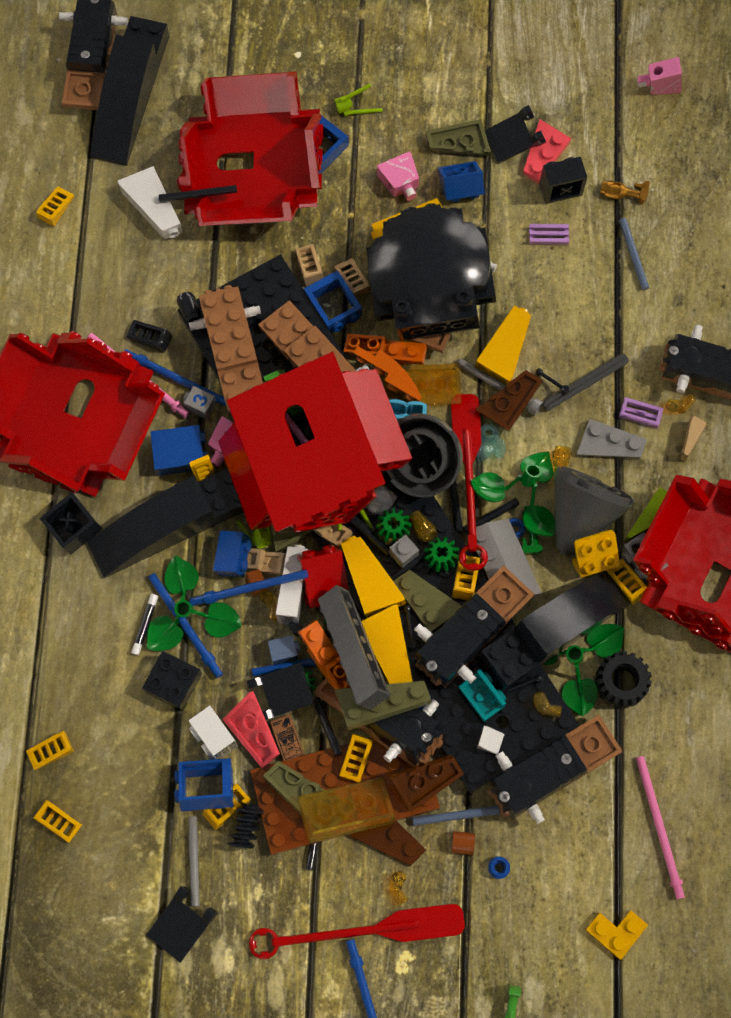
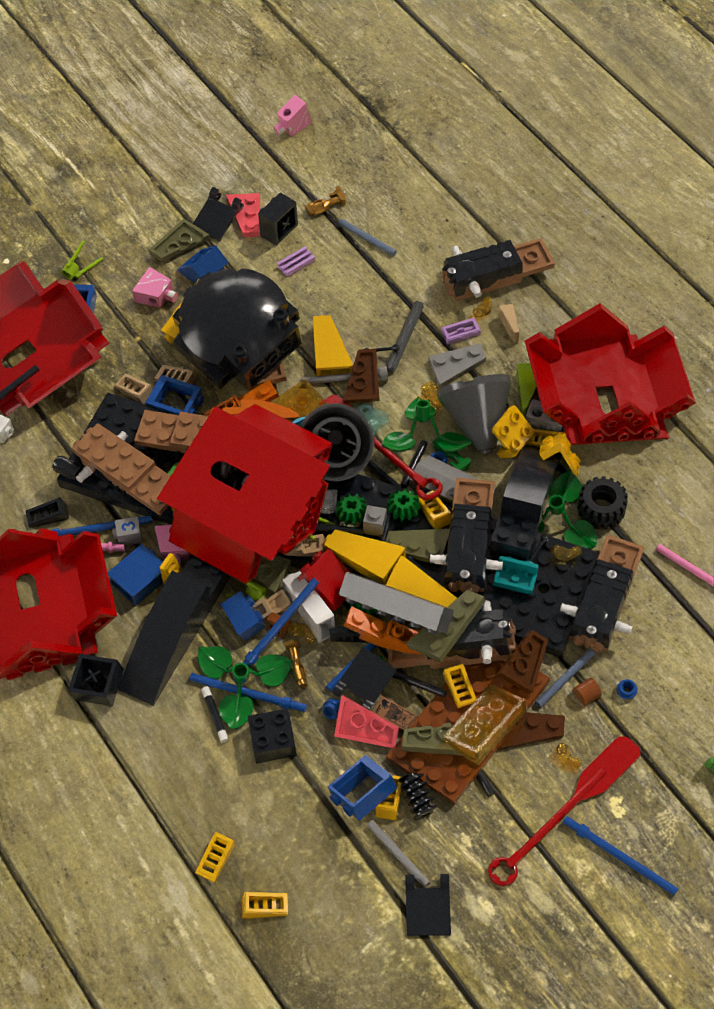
camera: 35 degrees left, 15 degrees down
(213, 733) = (337, 746): white brick -> none
(239, 692) = (331, 708): none -> blue plate
(241, 633) = (300, 676): none -> pearl gold piece
(284, 649) = (339, 654): sand blue brick -> none
(424, 528) = (374, 496): clear yellow cone -> none
(490, 740) = (546, 603): white slope -> none
(627, 601) = (553, 445): none -> yellow bracket

